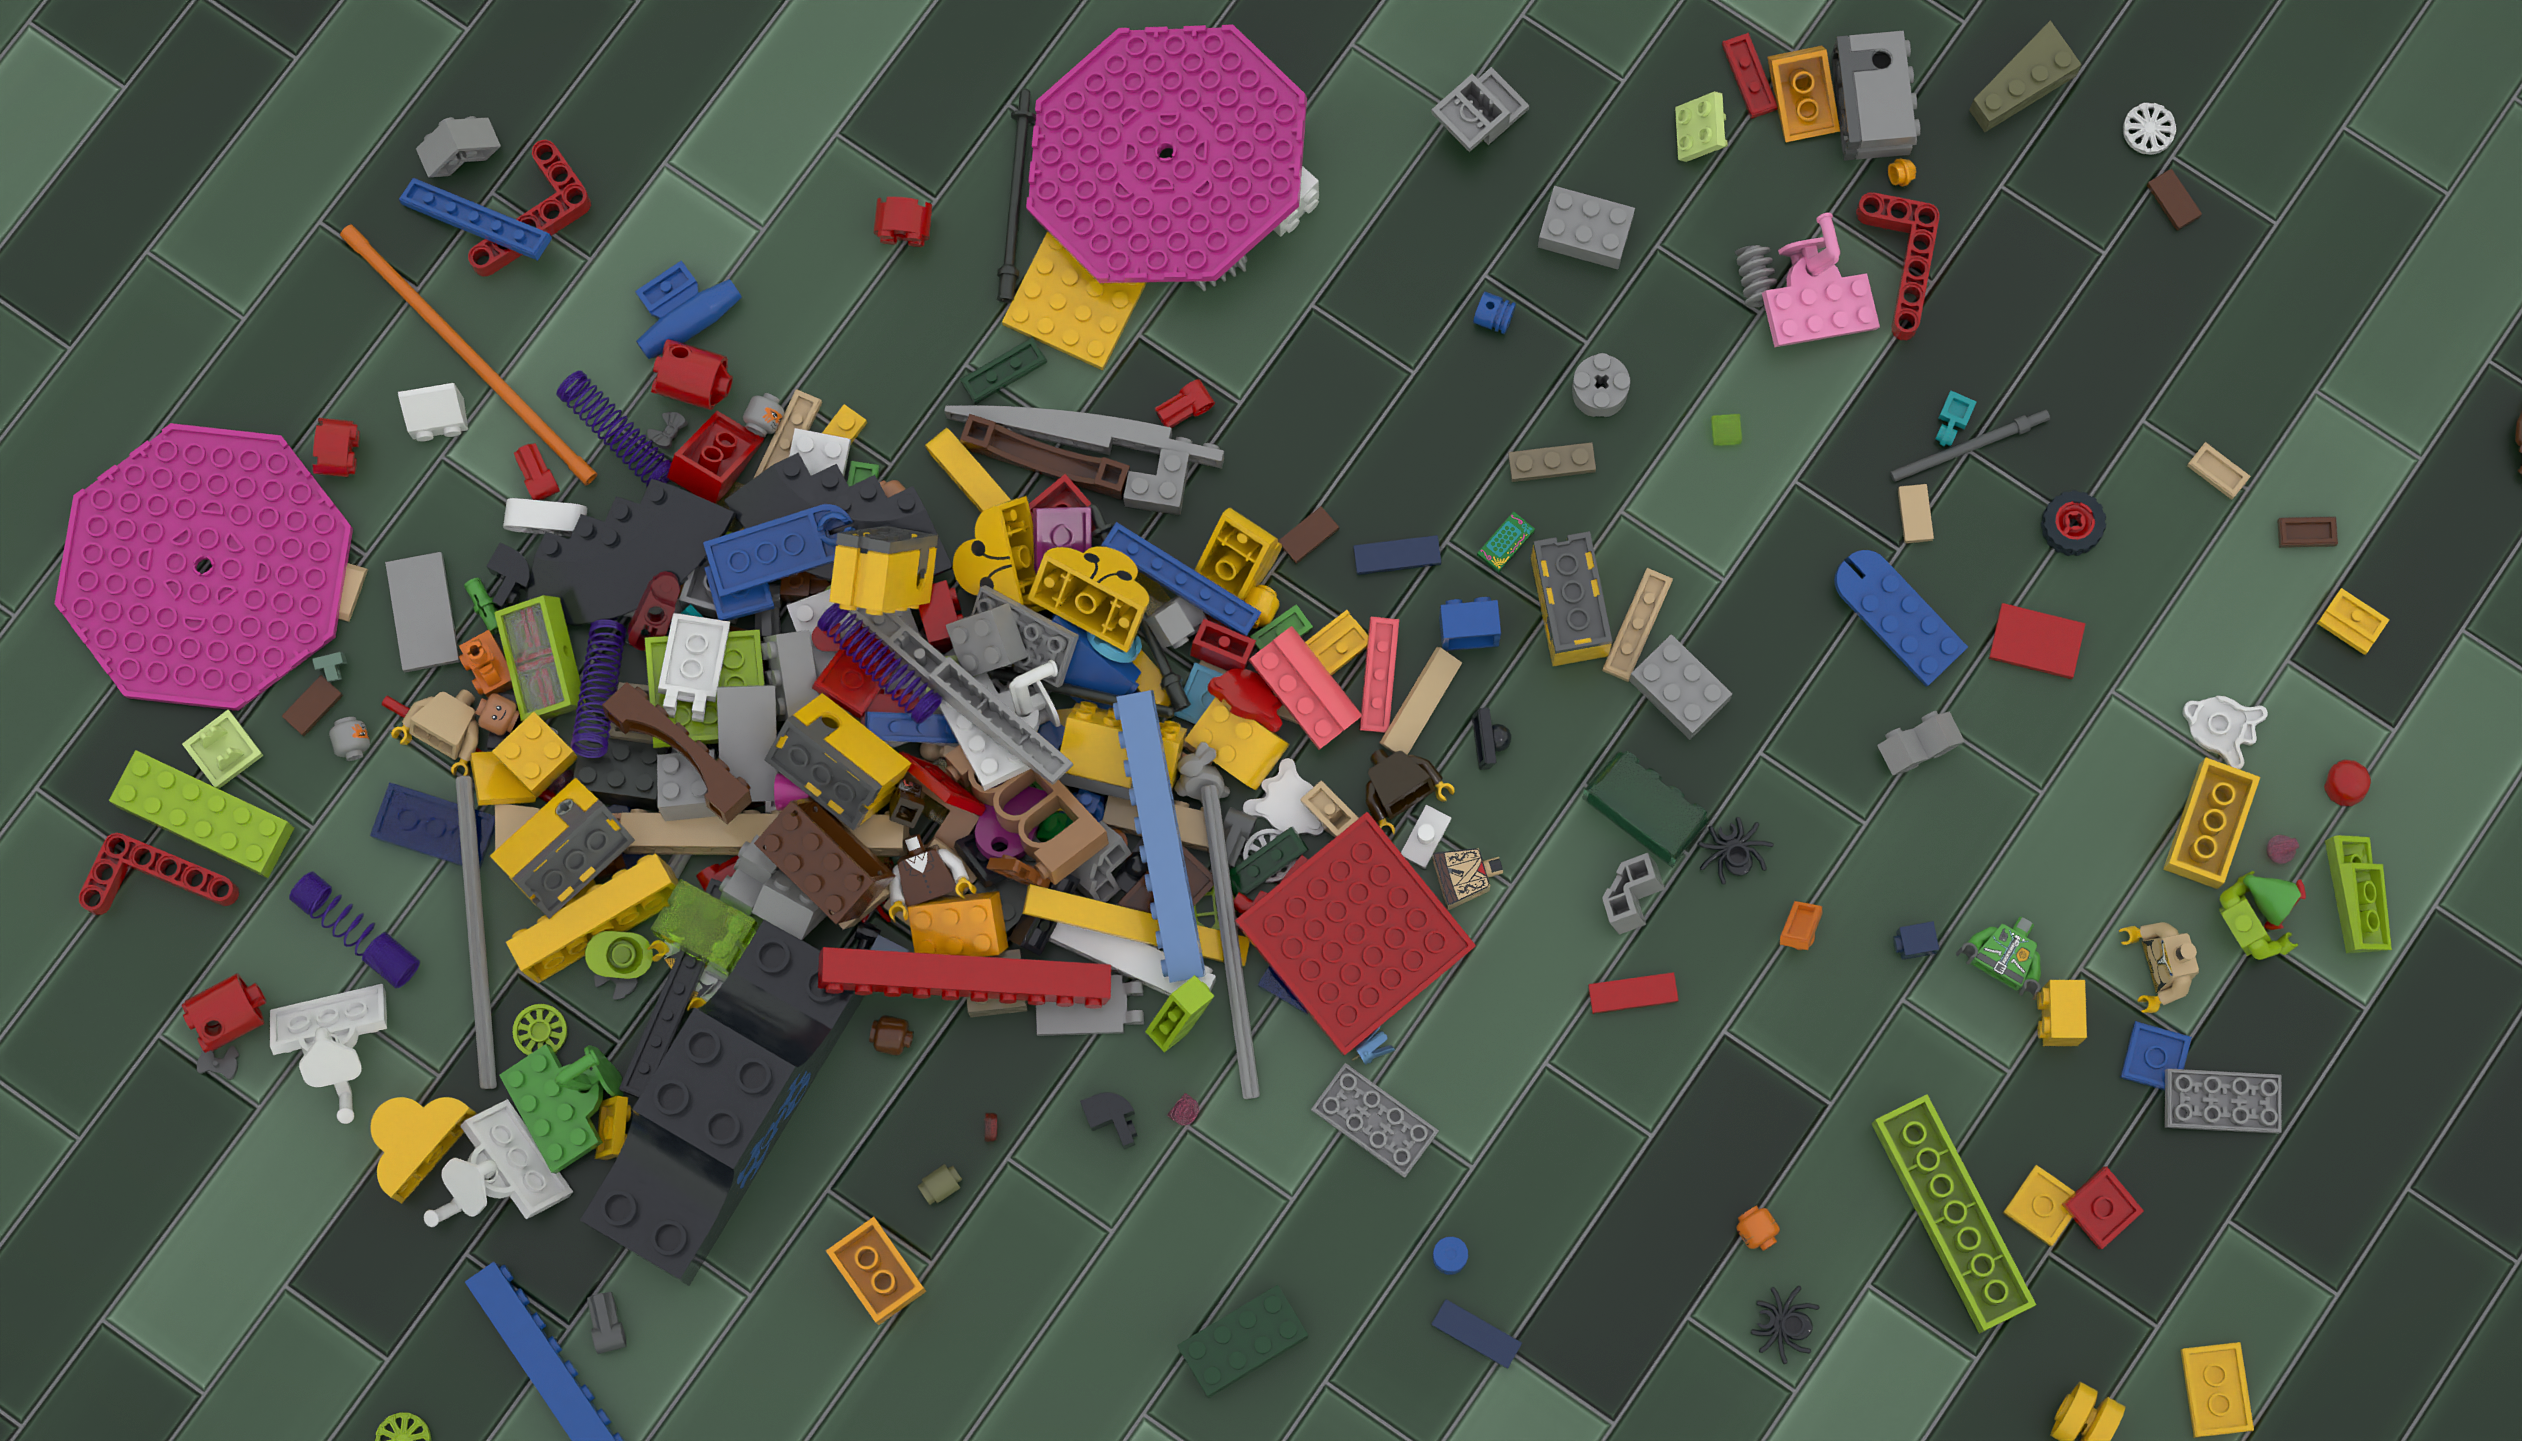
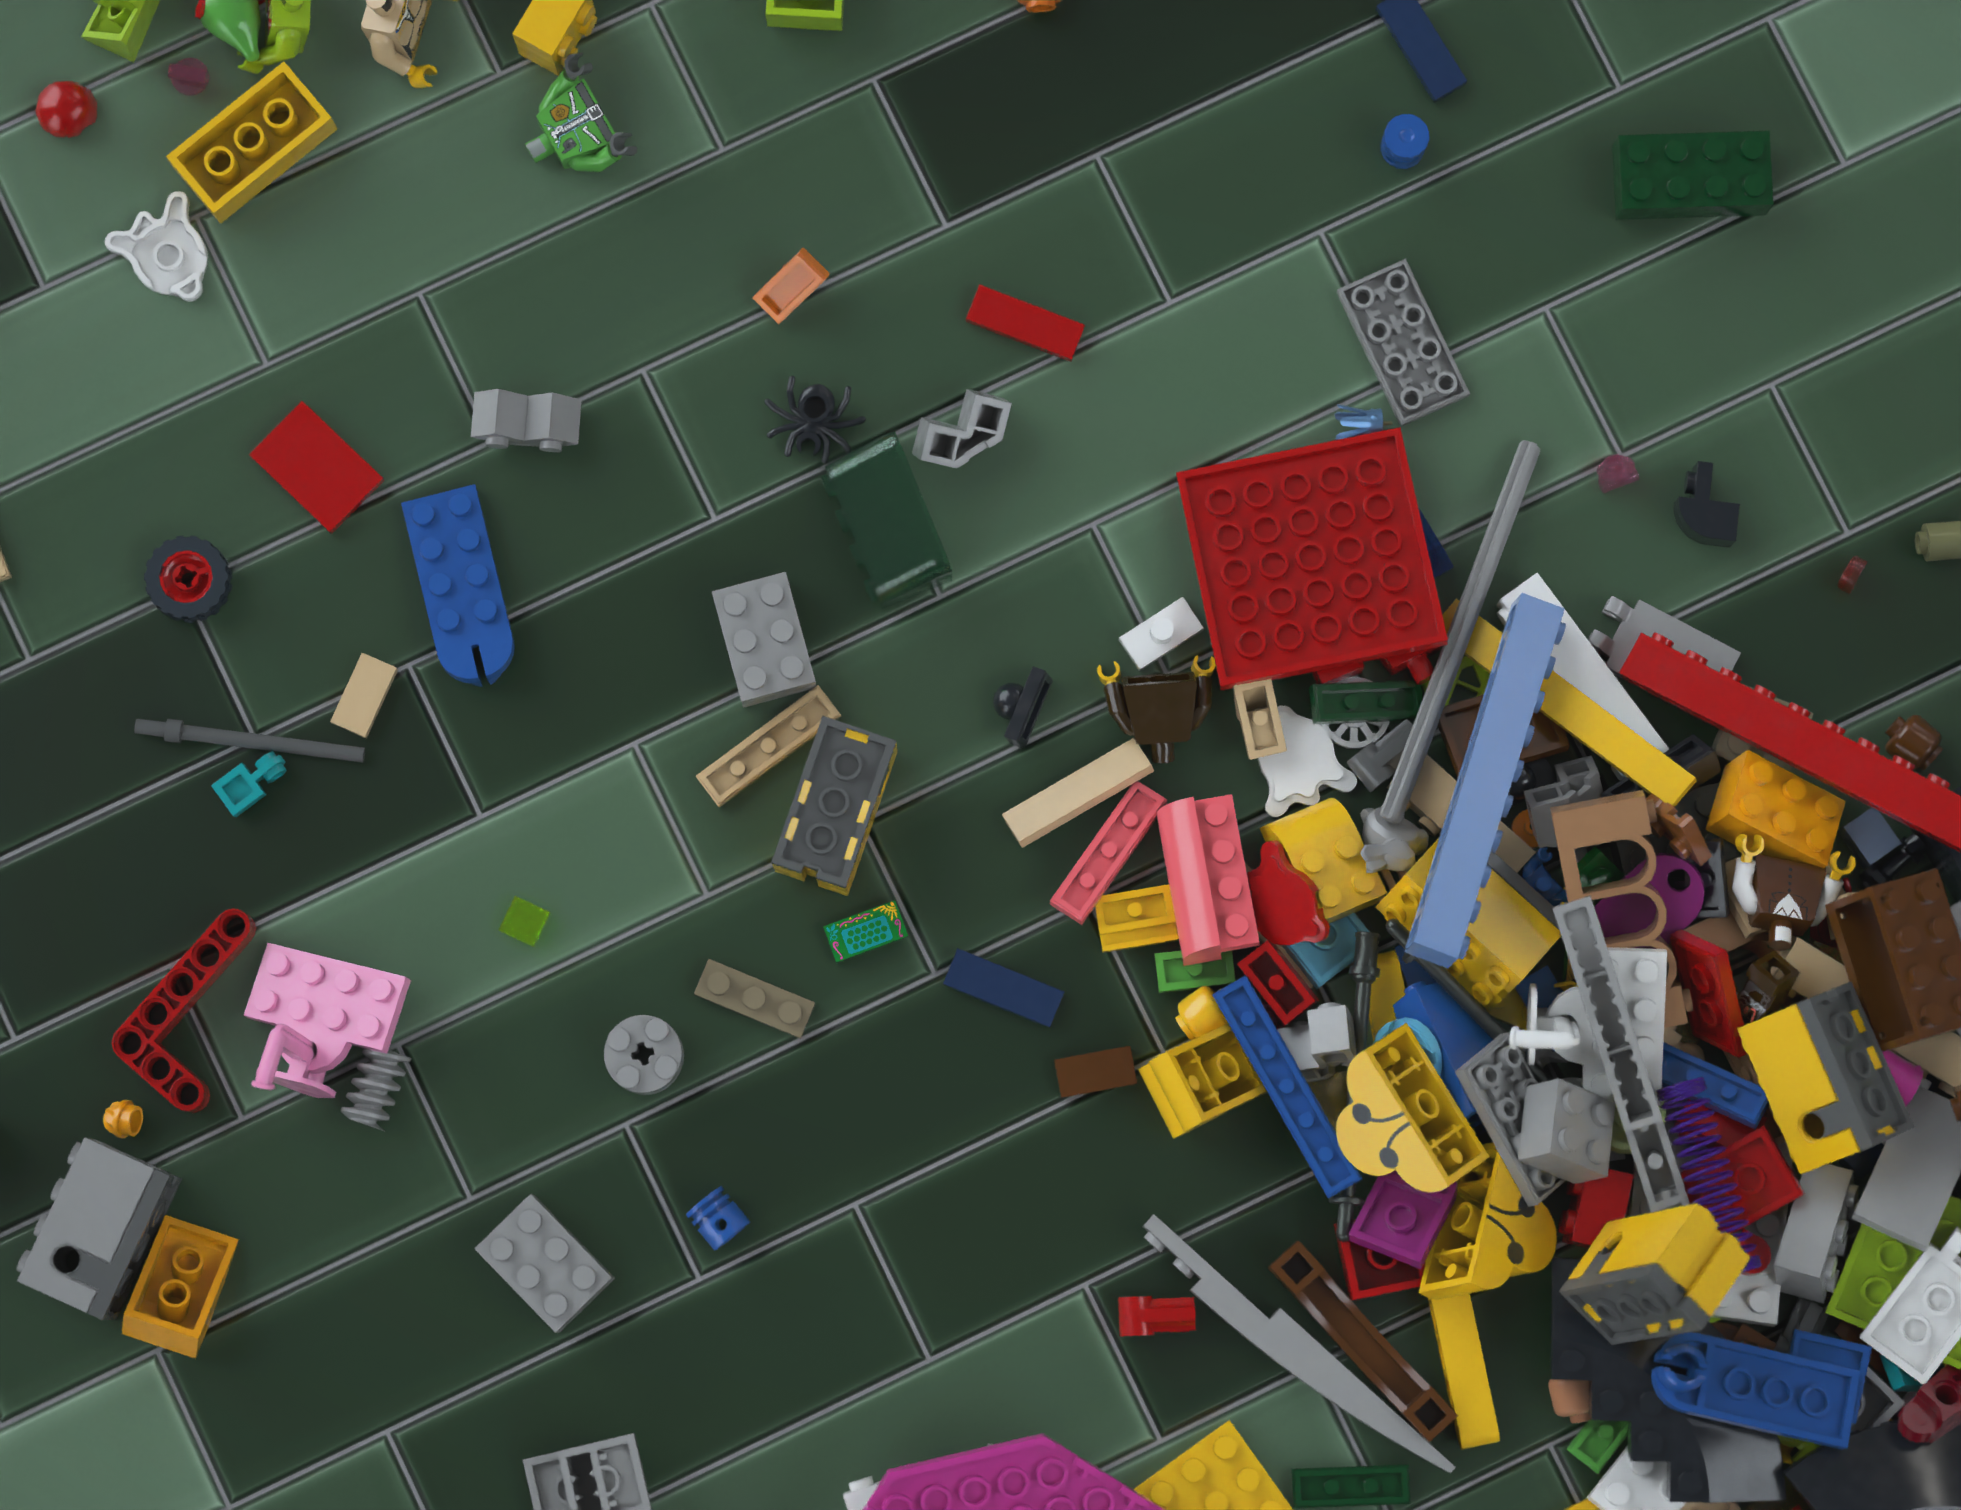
camera: 155 degrees left, 5 degrees up
(1160, 491) = (1238, 1219): light grey brick -> none
(1179, 1013) = (1568, 570): lime brick -> none
(1464, 874) = (1142, 561): torso -> none
(1469, 624) = (969, 847): blue piece -> none
(1700, 126) = (332, 1310): yellowish green plate -> none
(1749, 75) = (230, 1349): red tile -> none
(1916, 940) = (668, 200): dark blue brick -> none

